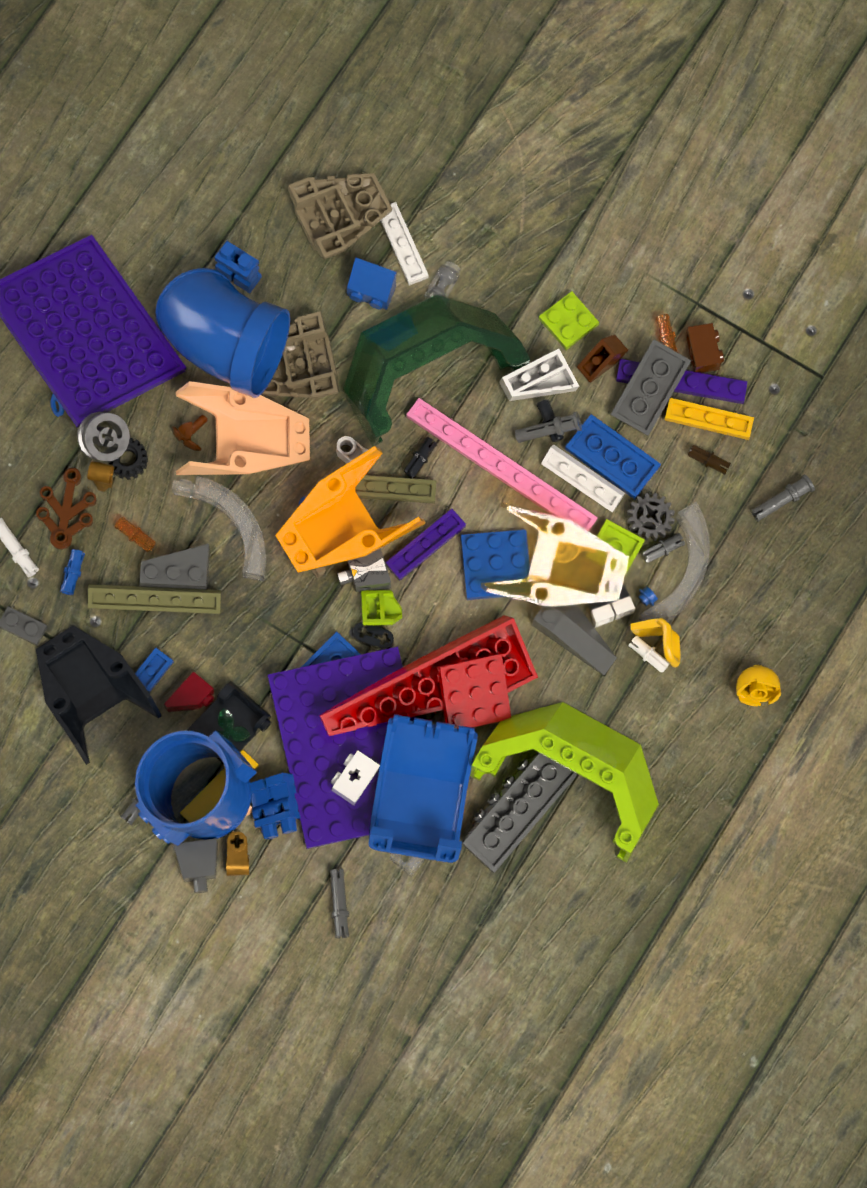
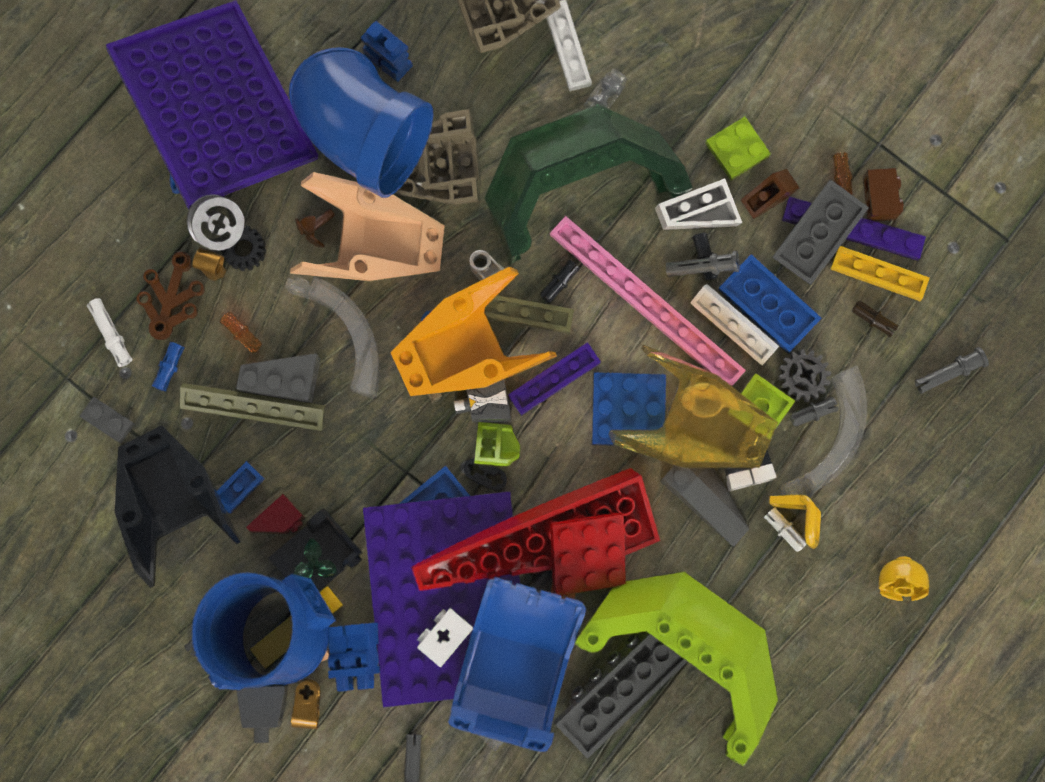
camera: 10 degrees right, 5 degrees up
(371, 284) = (528, 85): blue slope -> none
(647, 596) = (790, 464): blue plate -> none

